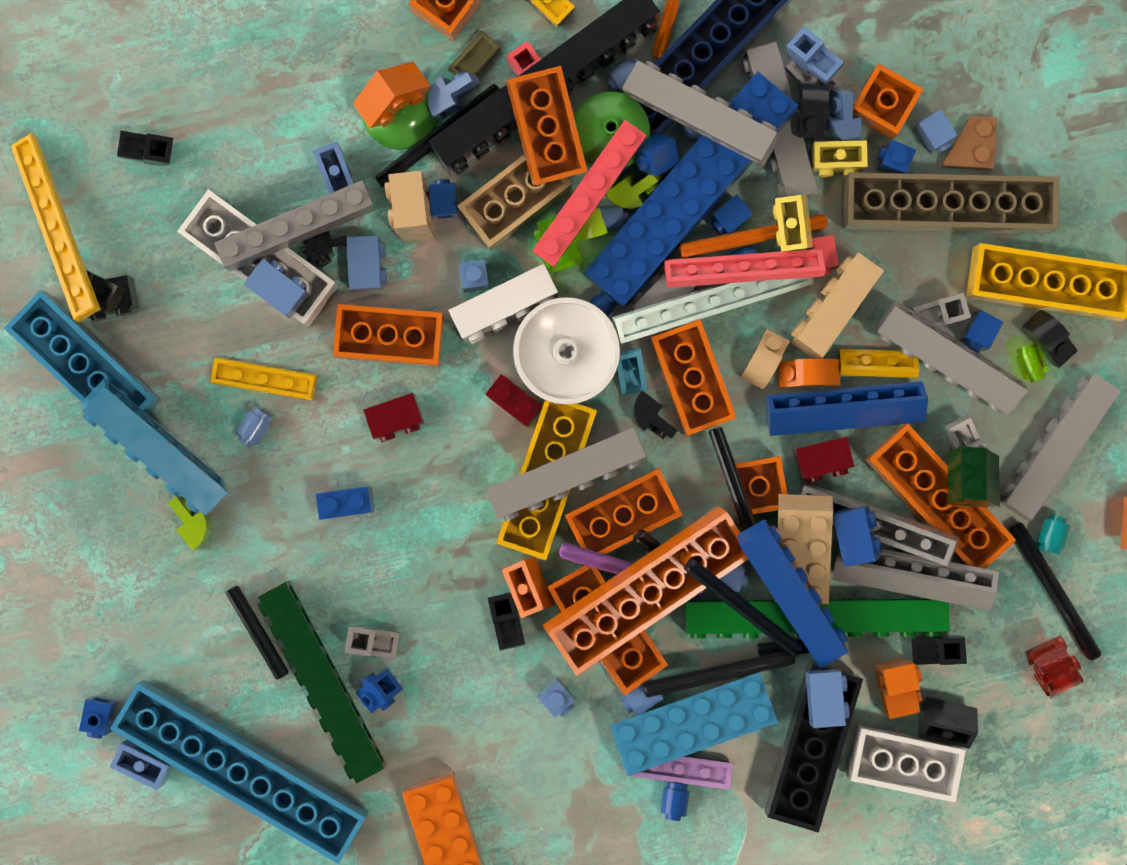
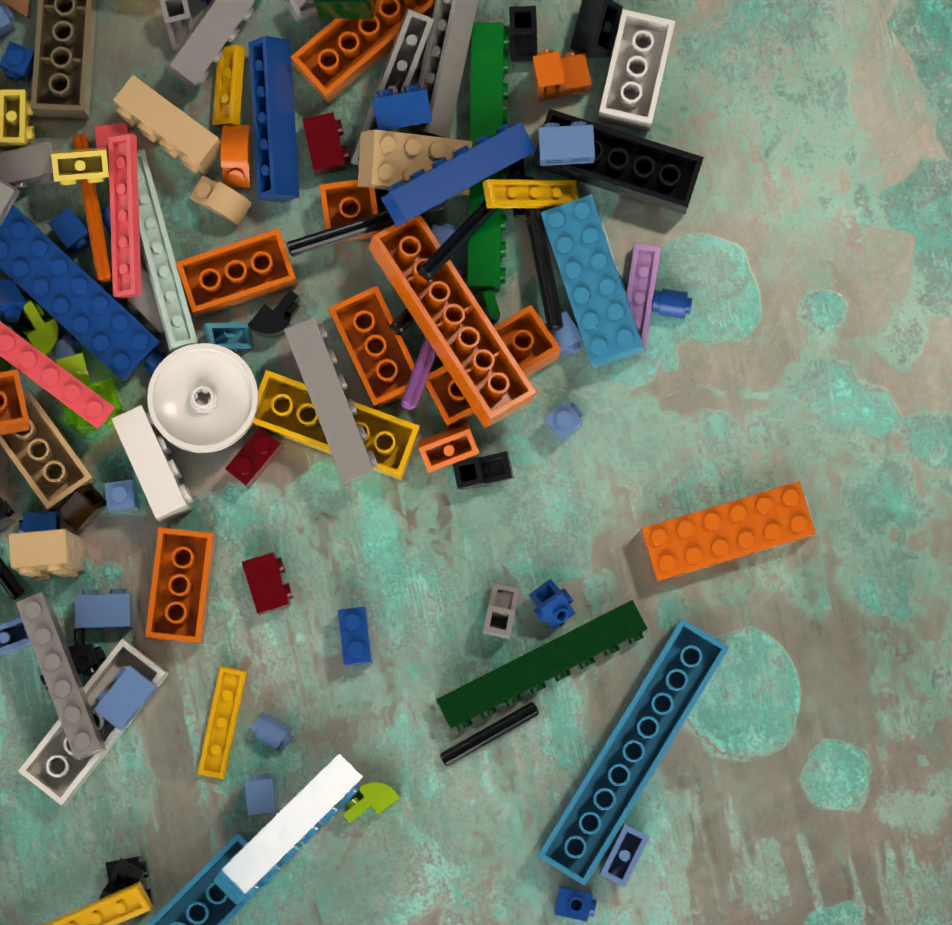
camera: 85 degrees left, 5 degrees down
(191, 420) = (262, 794): none -> medium blue brick
(462, 239) = (83, 507): none -> dark brown brick
(668, 625) = (491, 305): none -> green tile
(777, 662) = (529, 193): none -> yellow tile

